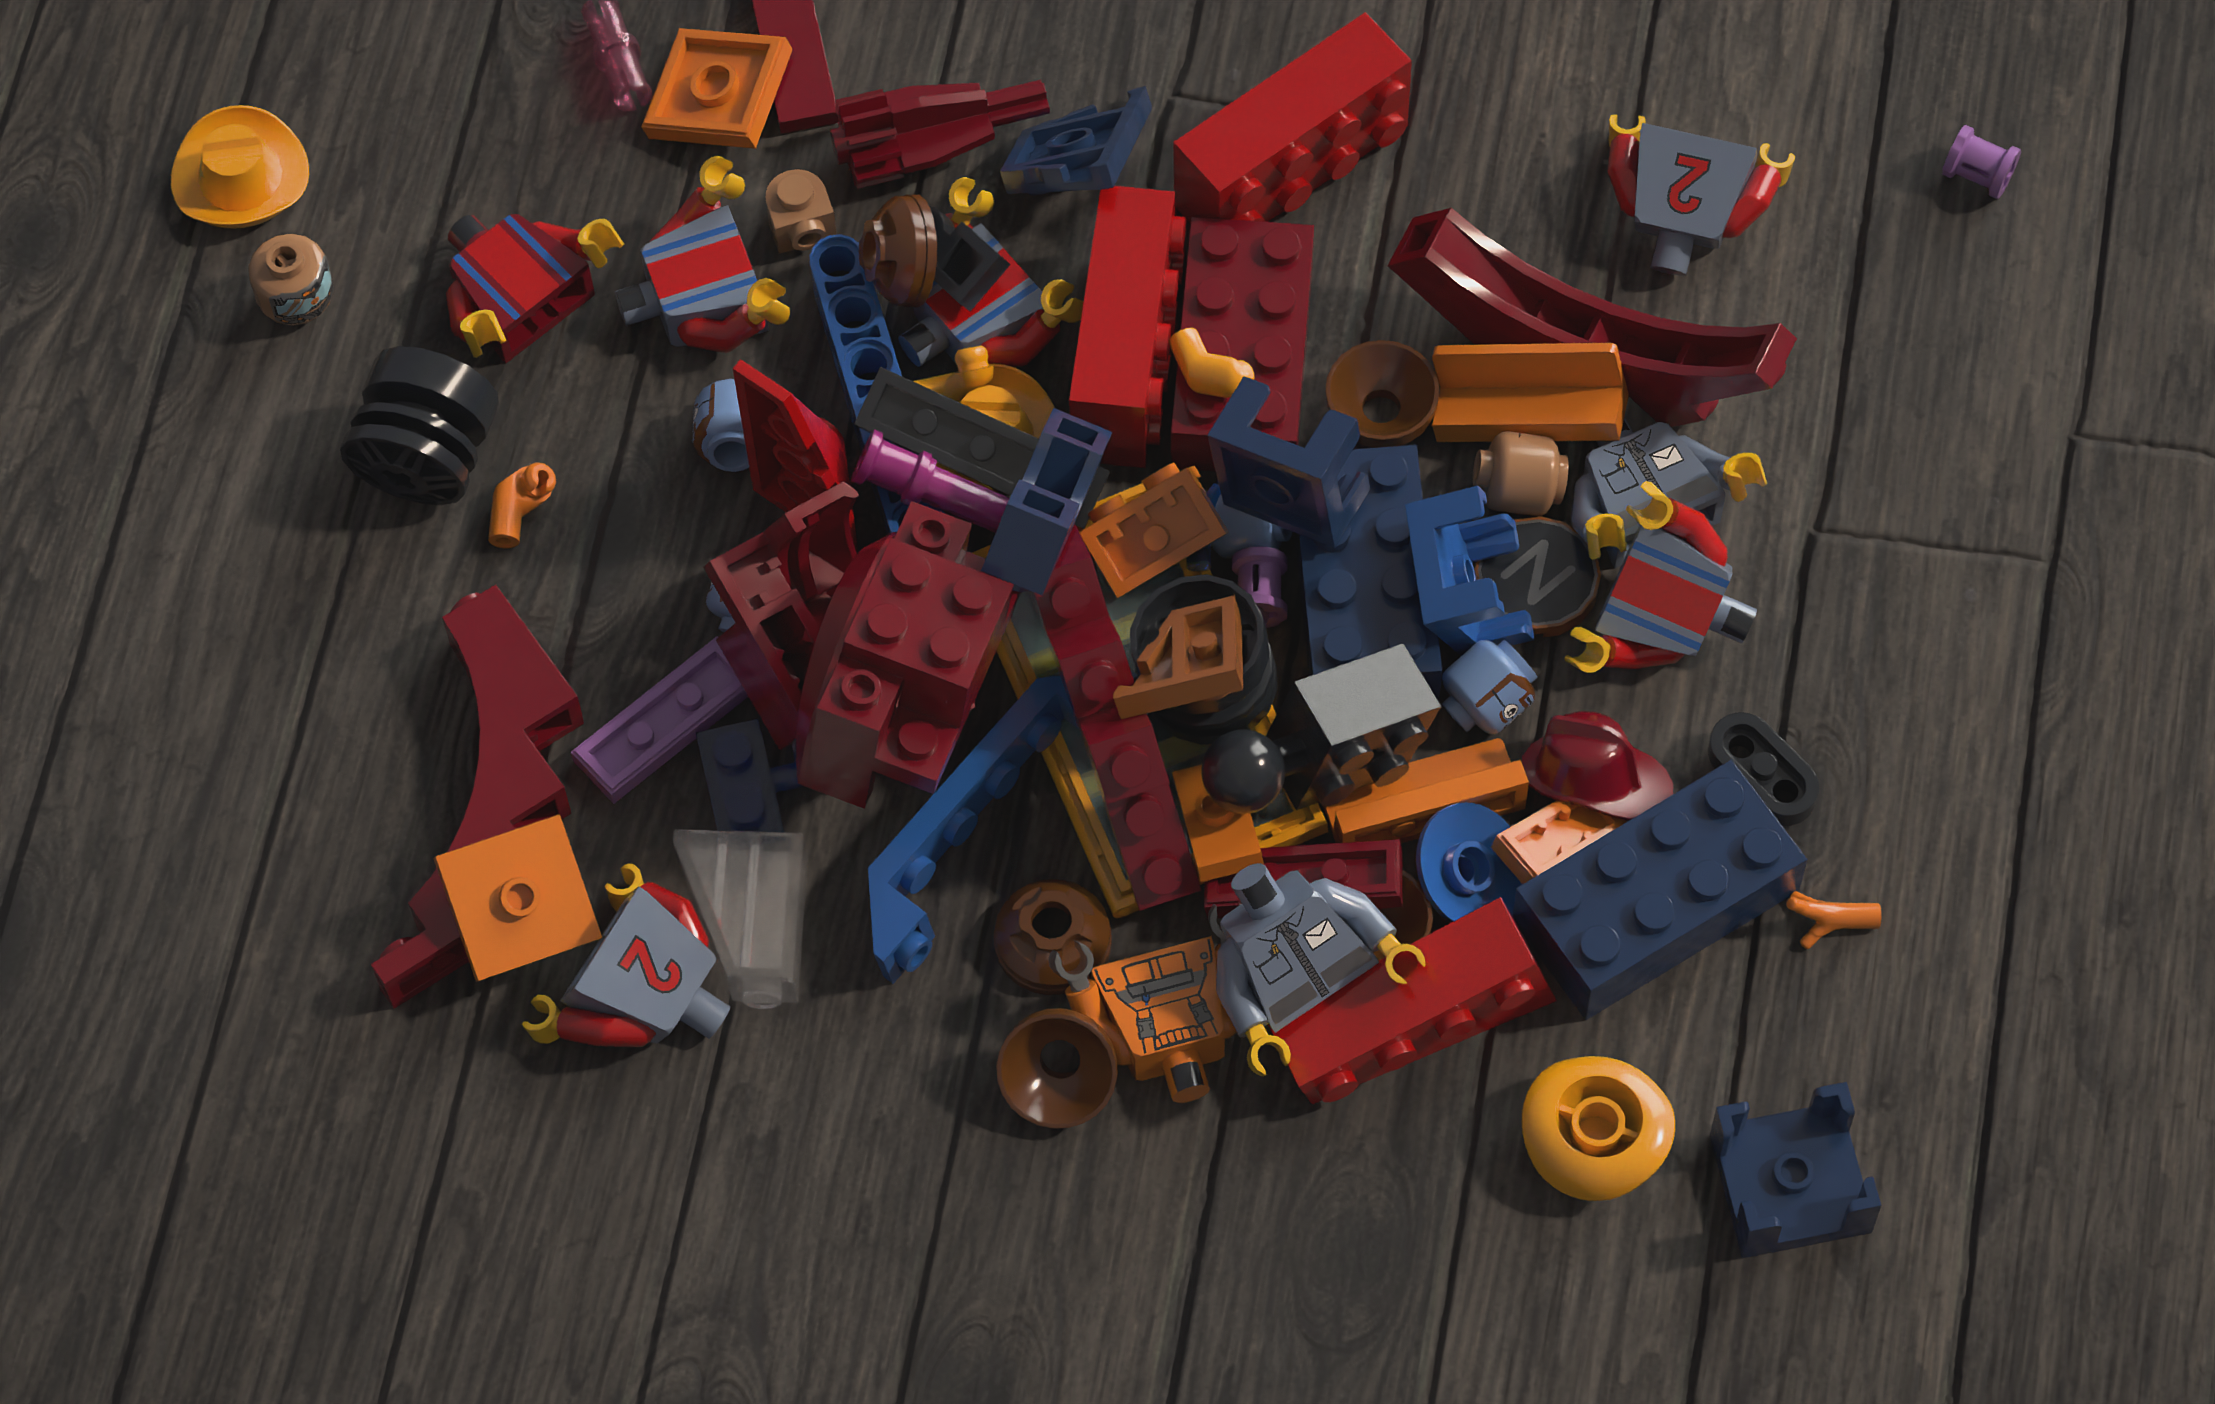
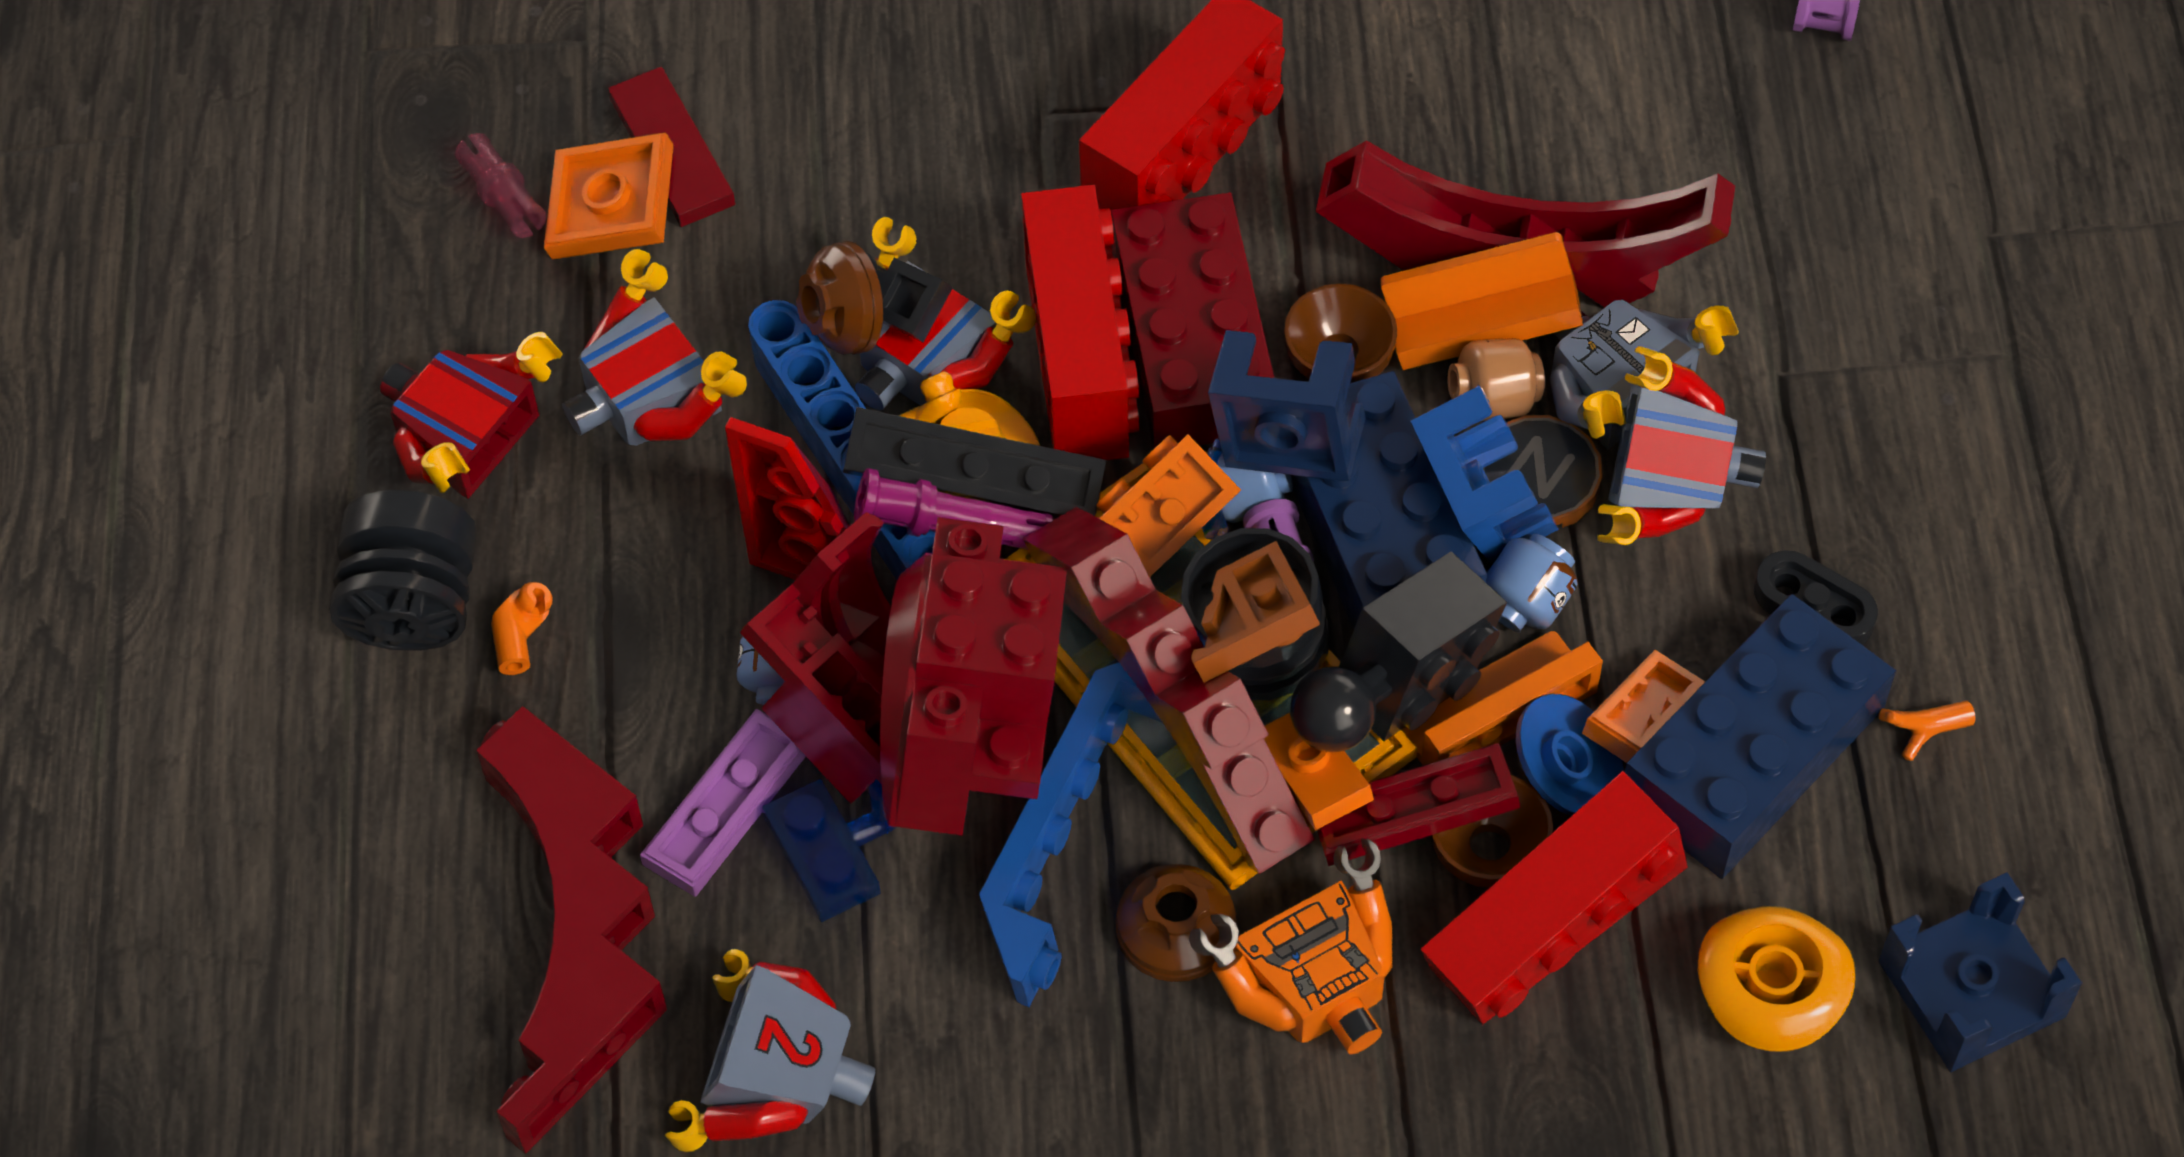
camera: 15 degrees left, 5 degrees down
(238, 168) = (150, 371): light orange hat -> none
(291, 279) = (233, 462): medium nougat head -> none
(517, 897) = (631, 1007): orange plate -> none
(719, 428) = (708, 504): medium blue head -> none
(751, 907) = (868, 961): clear slope -> none
(798, 210) = (722, 291): medium nougat plate -> none
(924, 125) = (822, 186): dark red piece -> none
(1046, 502) = (1066, 494): dark blue arch -> none
(1050, 1096) = (1231, 1078): reddish brown piece -> none
(1076, 150) = (979, 174): dark blue wing -> none
(1204, 371) = (1176, 344): light orange arm -> none
(1293, 950) = (1435, 871): sand blue torso -> none
(1594, 766) = (1656, 632): dark red piece -> none
(1689, 188) = (1566, 87): sand blue torso -> none

